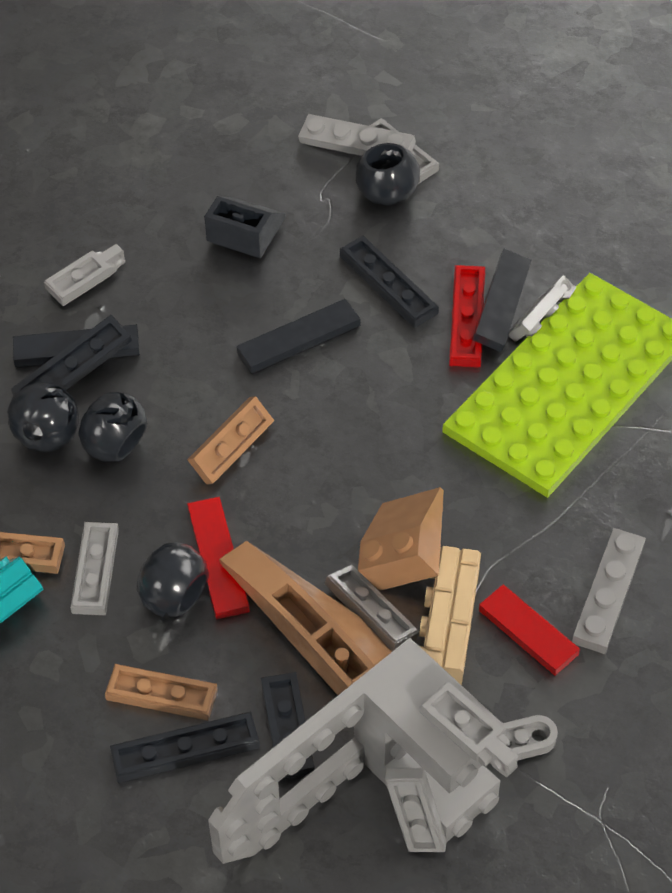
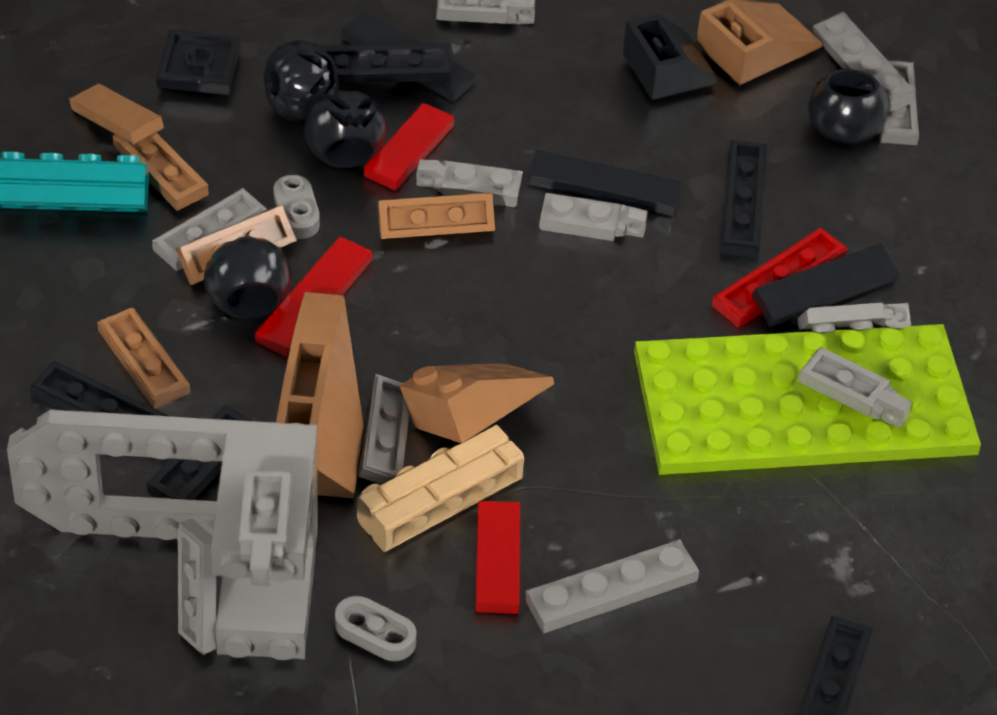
camera: 40 degrees right, 5 degrees down
(128, 506) = (299, 205): none -> light grey plate
(136, 544) = (269, 225): none -> plate
(151, 393) = (408, 146): none -> red tile
(219, 399) = (465, 178): none -> light grey hinge
(277, 171) = (752, 37): none -> medium nougat slope
(318, 365) = (591, 218): none -> light grey hinge
(602, 350) = (854, 387): none -> light grey hinge

